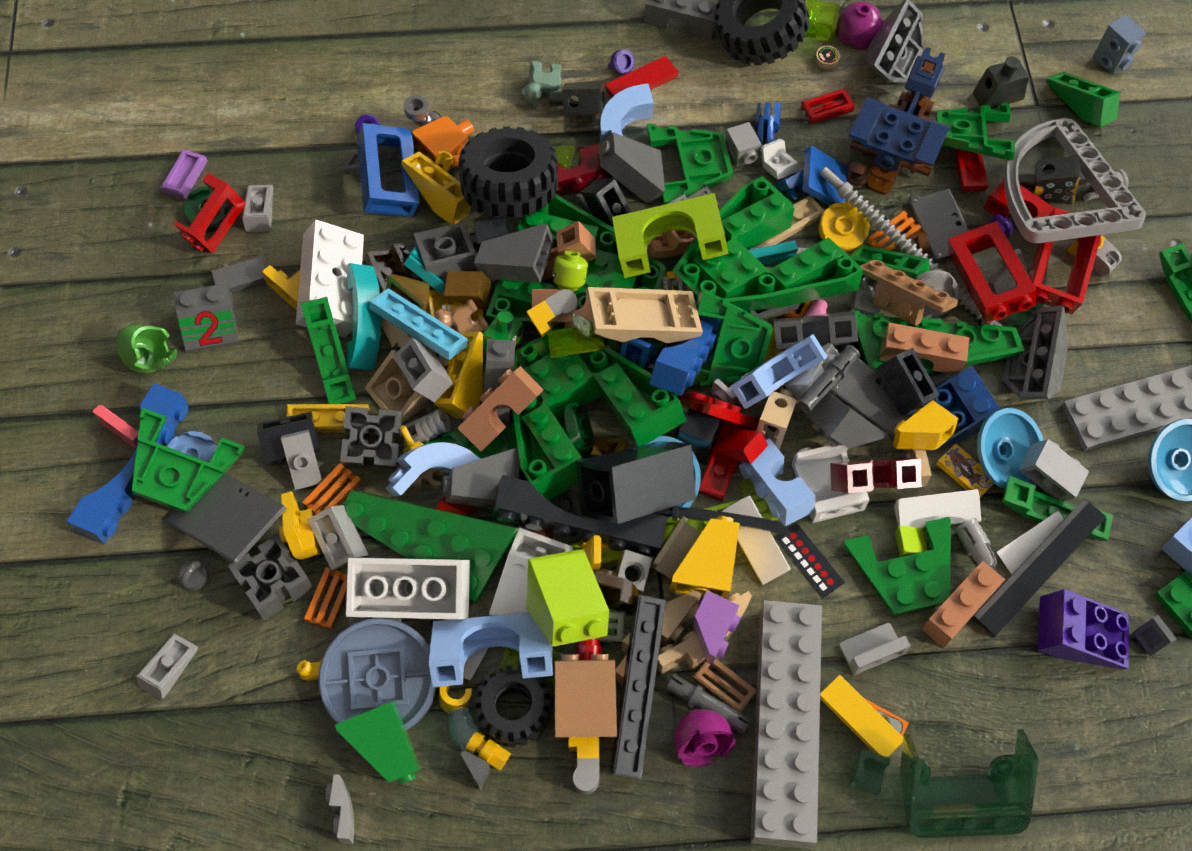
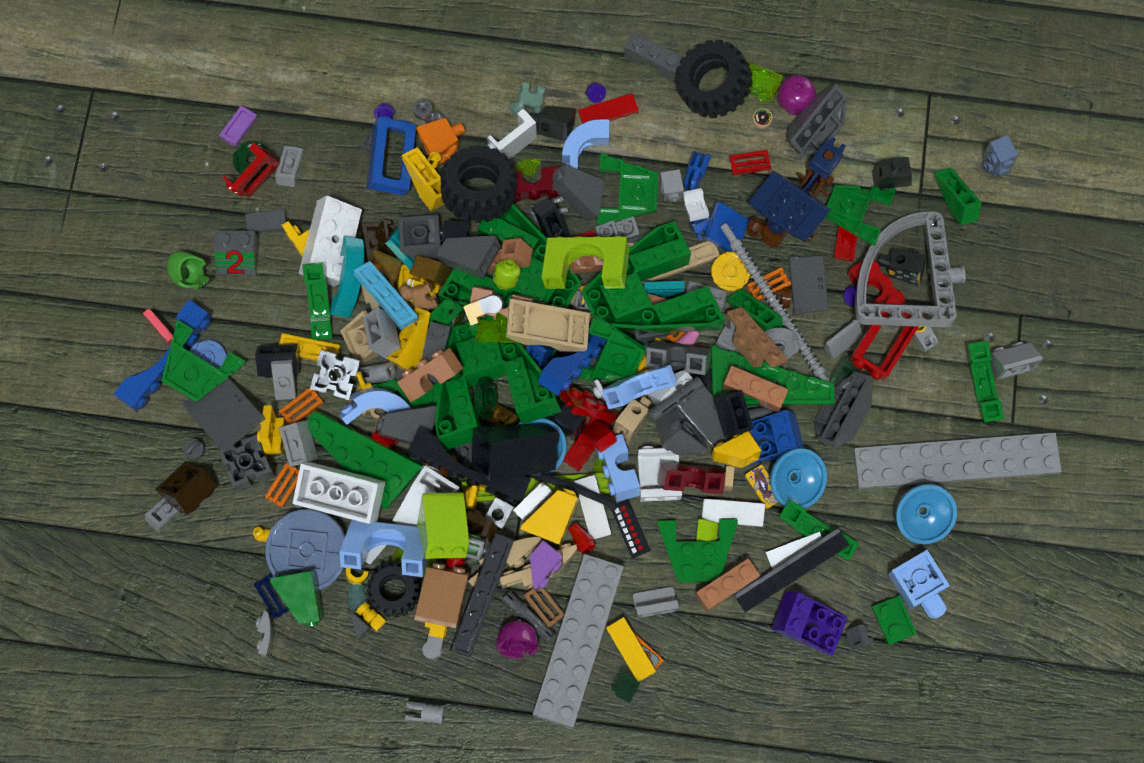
camera: 15 degrees right, 10 degrees up
(191, 628) = (186, 488): none -> dark brown slope
(326, 735) = (264, 582): none -> clear blue tile
(546, 117) = (518, 138): none -> white panel
(756, 585) = (581, 539): none -> red cone
(970, 803) = (686, 722): clear green windscreen -> none
(976, 542) = (752, 543): light grey hinge -> none
(991, 305) = (841, 363): red piece -> none
(1053, 470) = (825, 501): brick -> none

